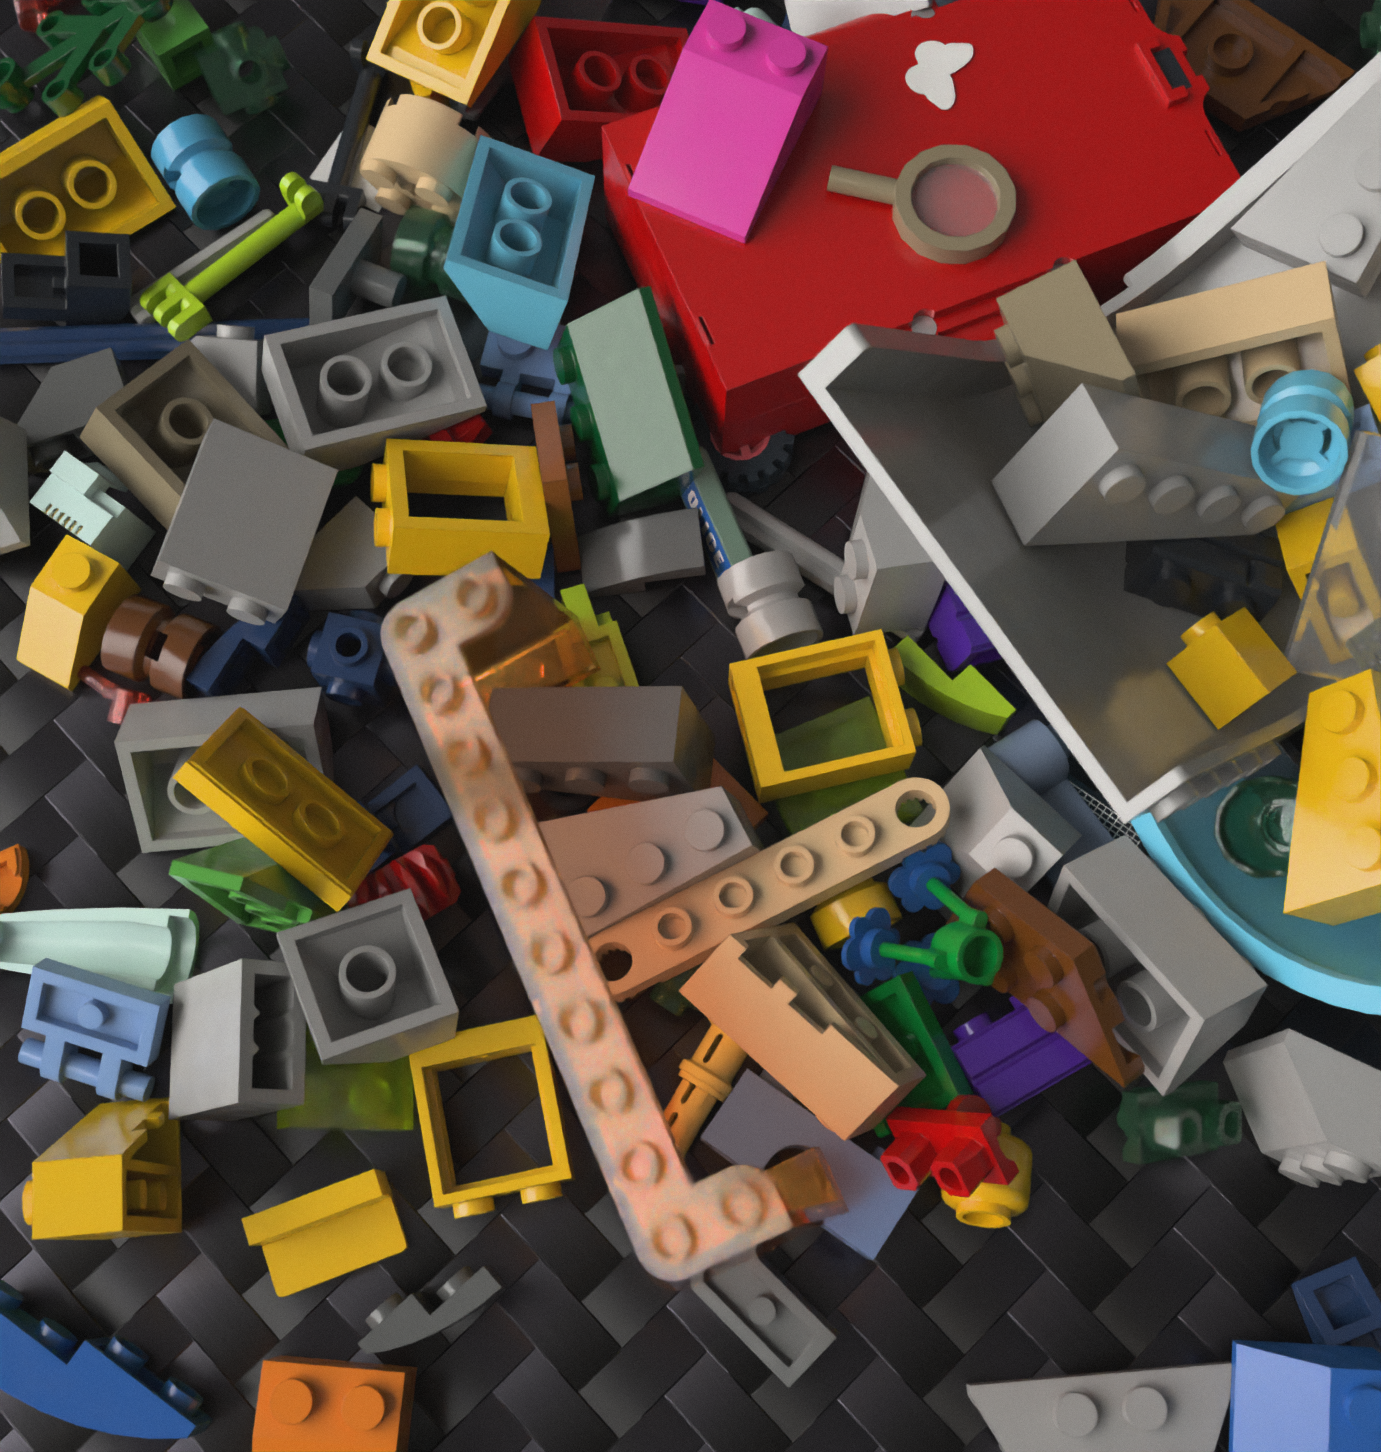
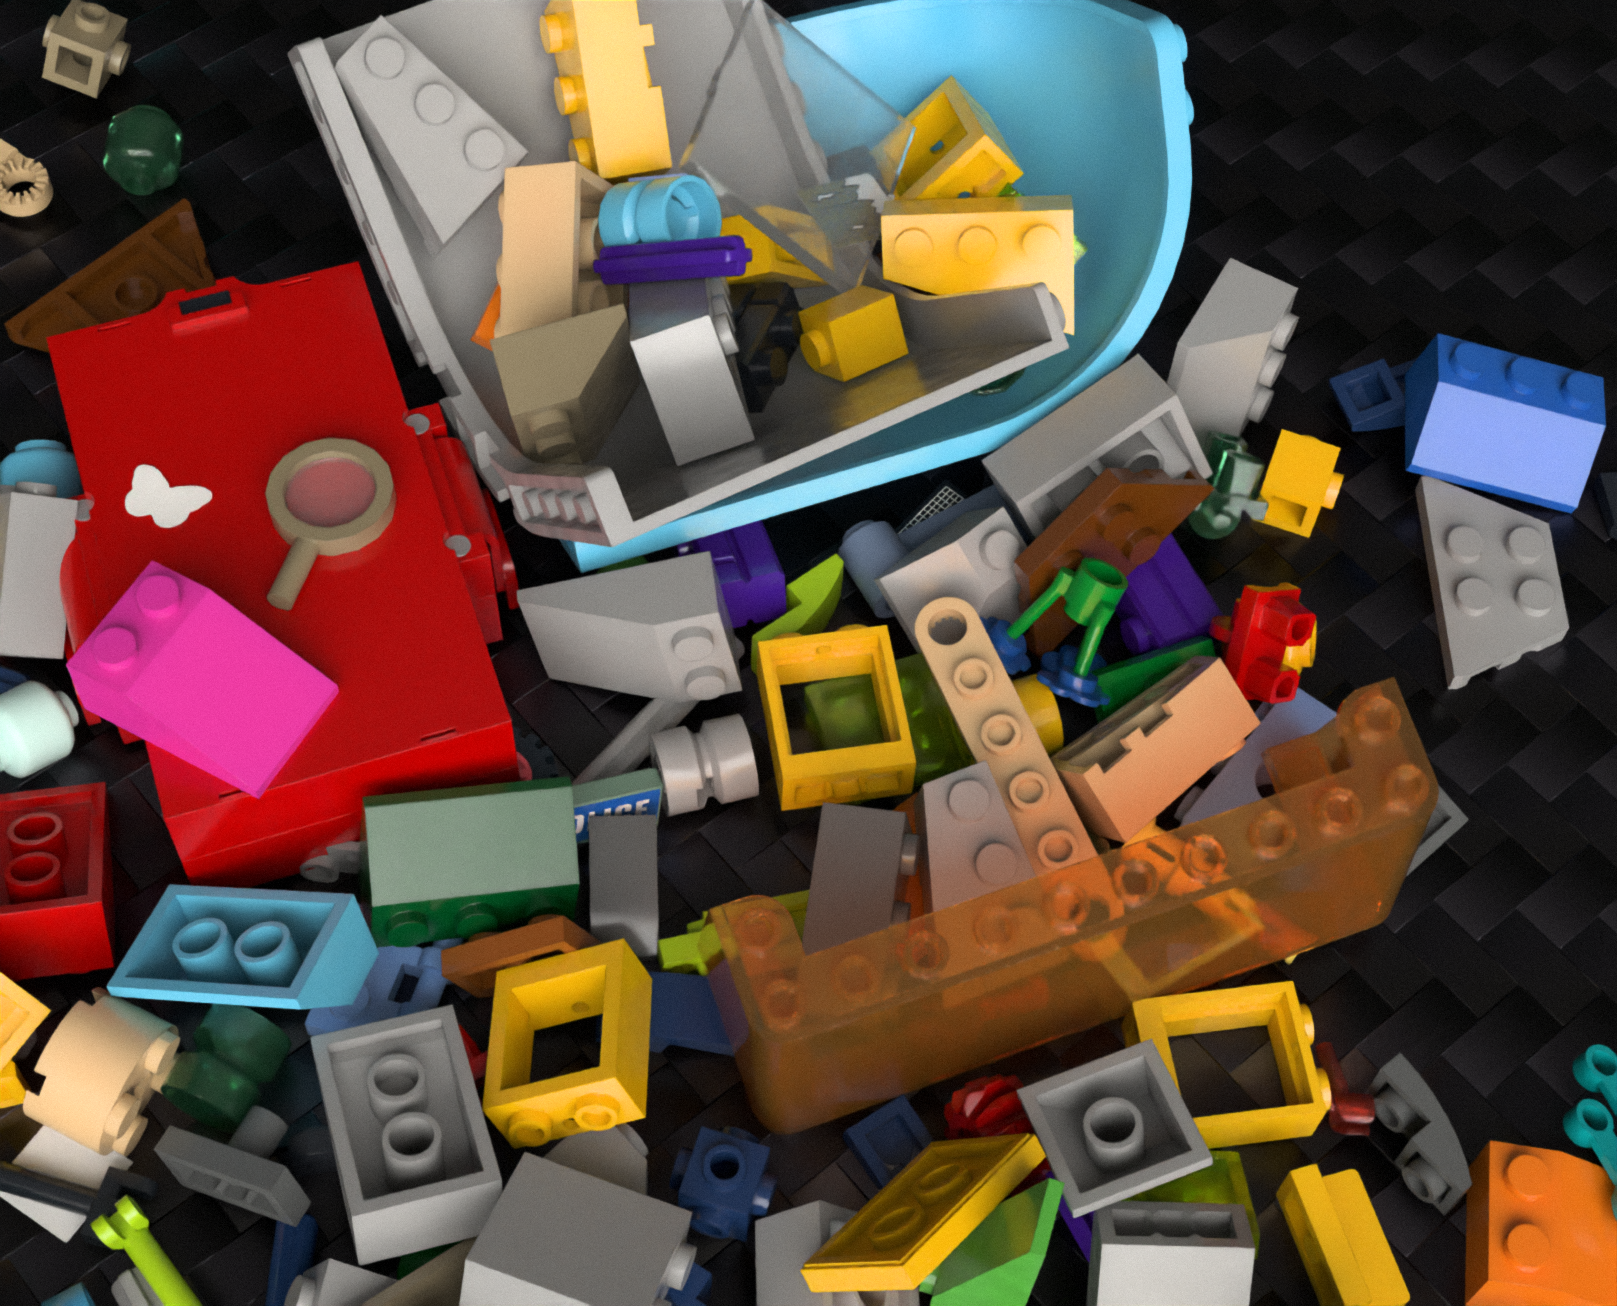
camera: 90 degrees left, 15 degrees down
(462, 1242) = (1348, 1111): none -> clear red hand
(1200, 1213) = (1300, 482): none -> yellow brick
(1233, 440) = (673, 260): none -> dark purple axle

